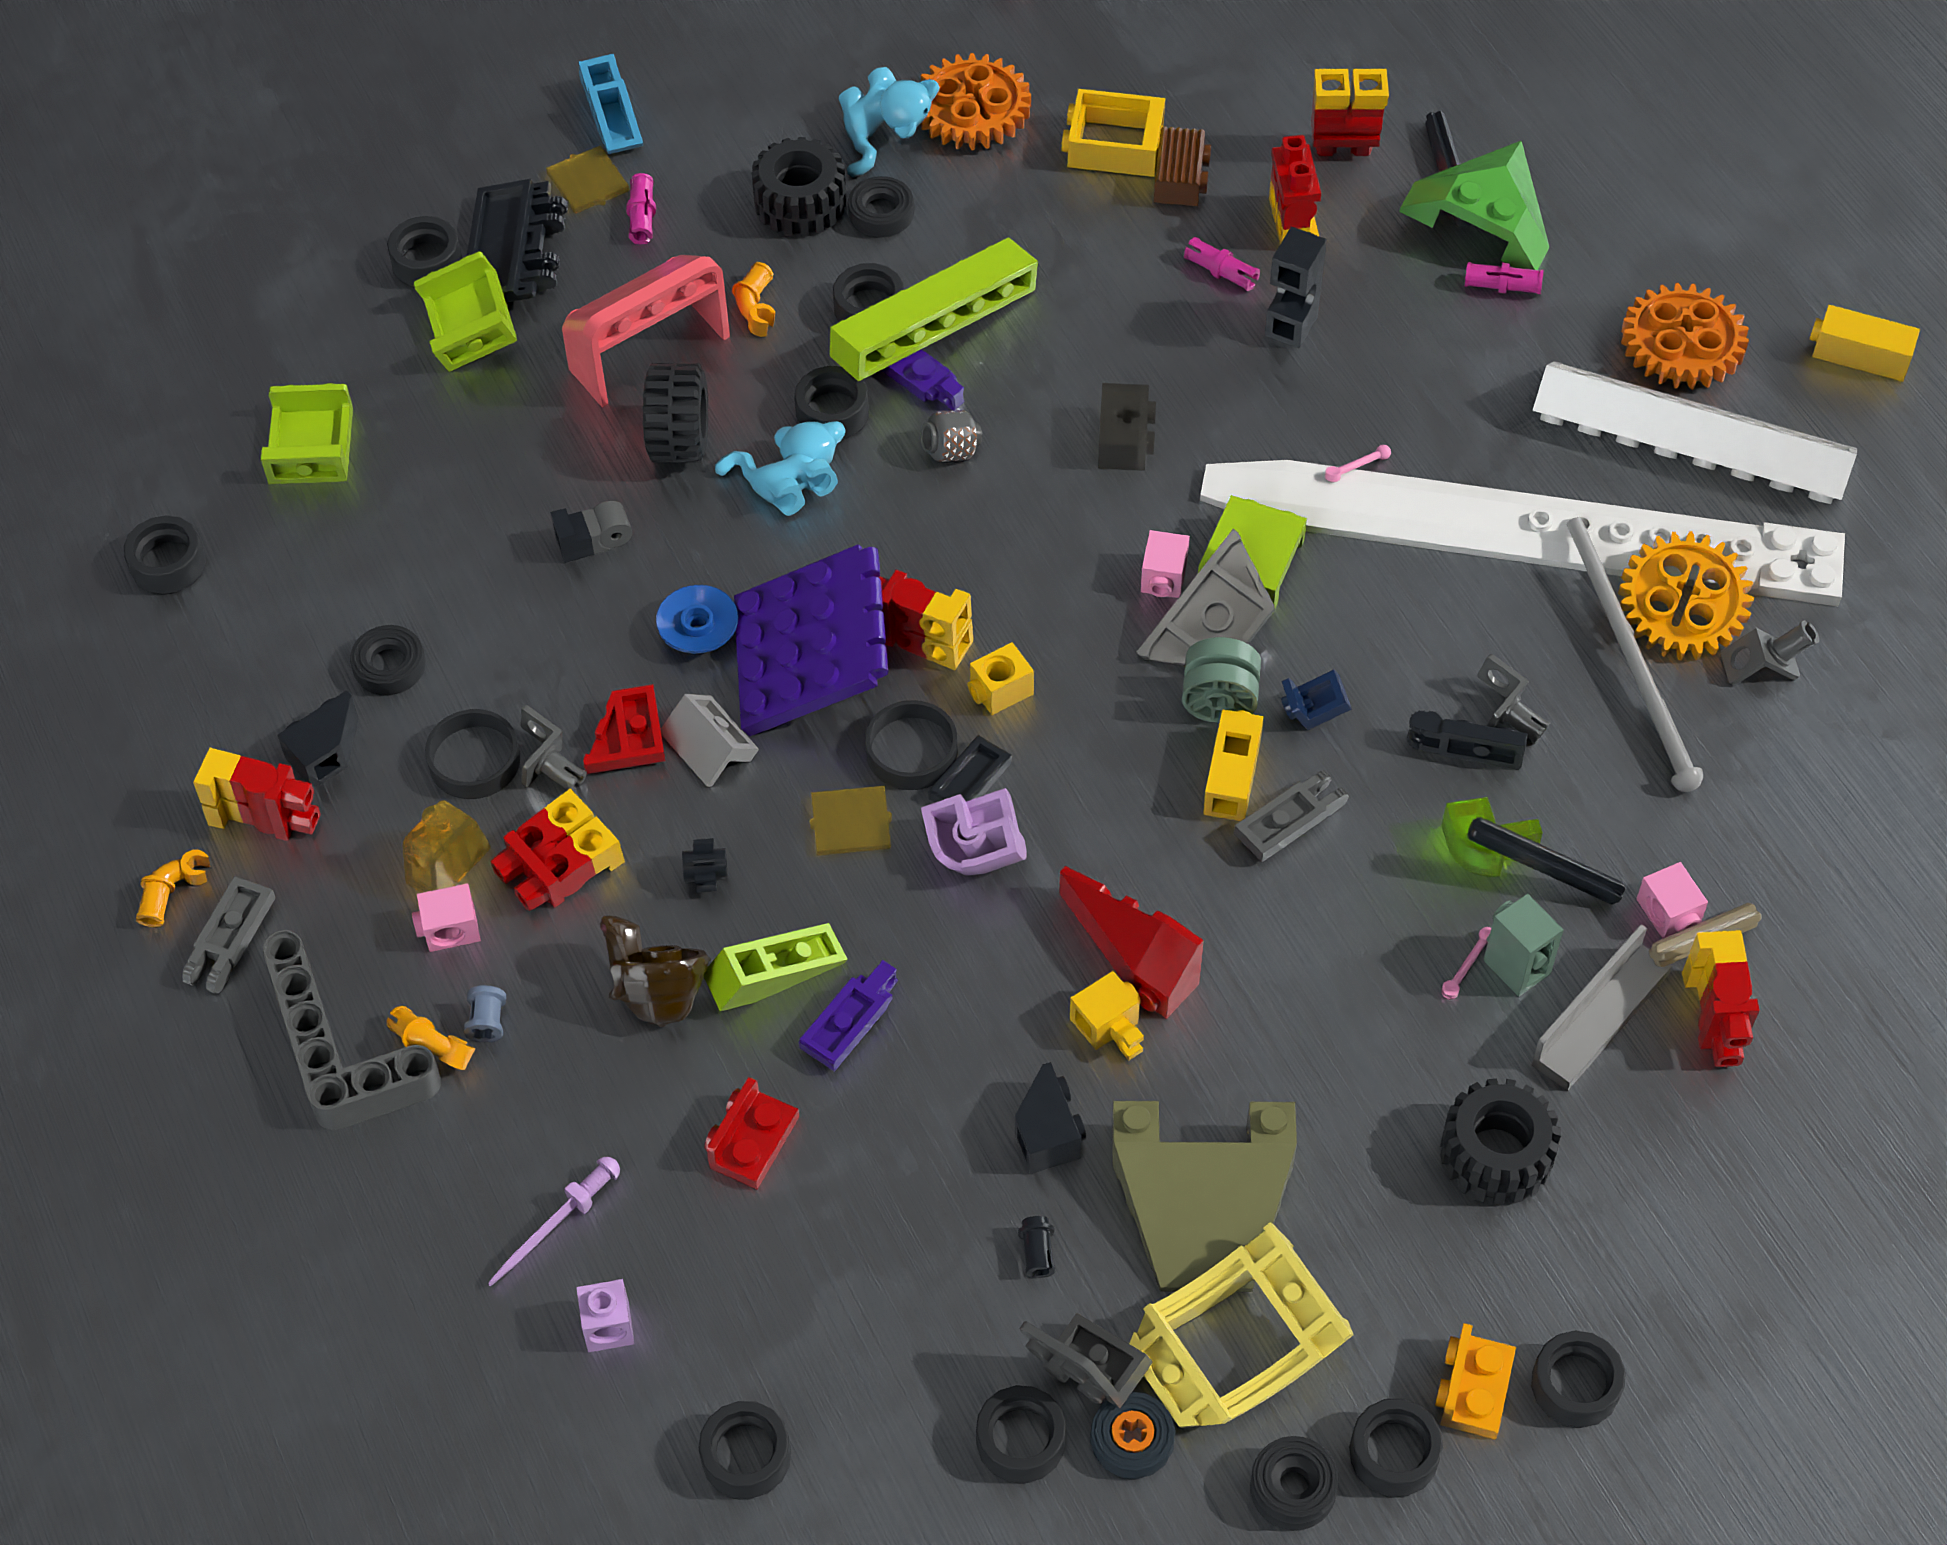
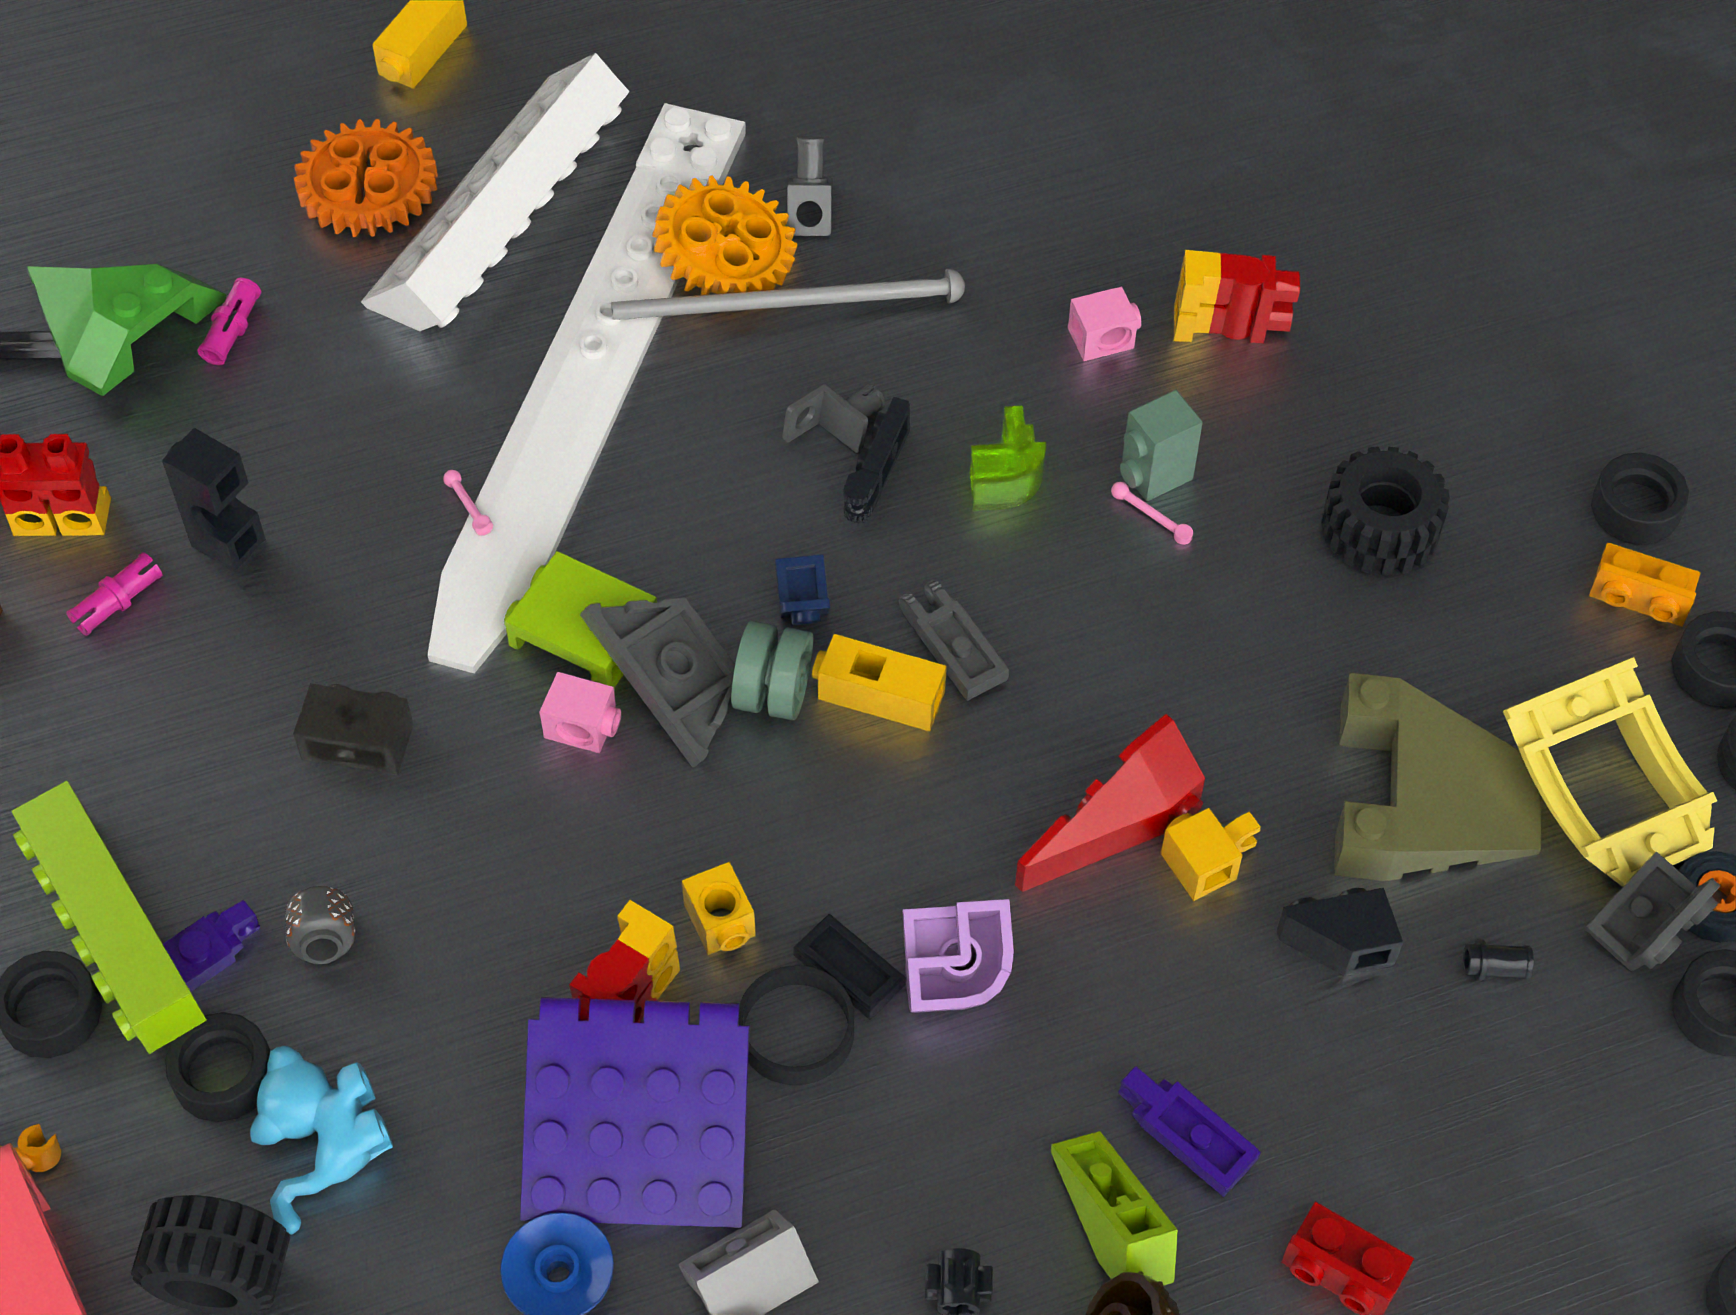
camera: 85 degrees left, 0 degrees up
(851, 820) = (893, 1110): clear yellow piece -> none
(1546, 860) = (1055, 411): black axle -> none
(1599, 1012) = (1225, 409): light grey panel -> none
(1679, 944) = (1152, 313): dark tan axle -> none

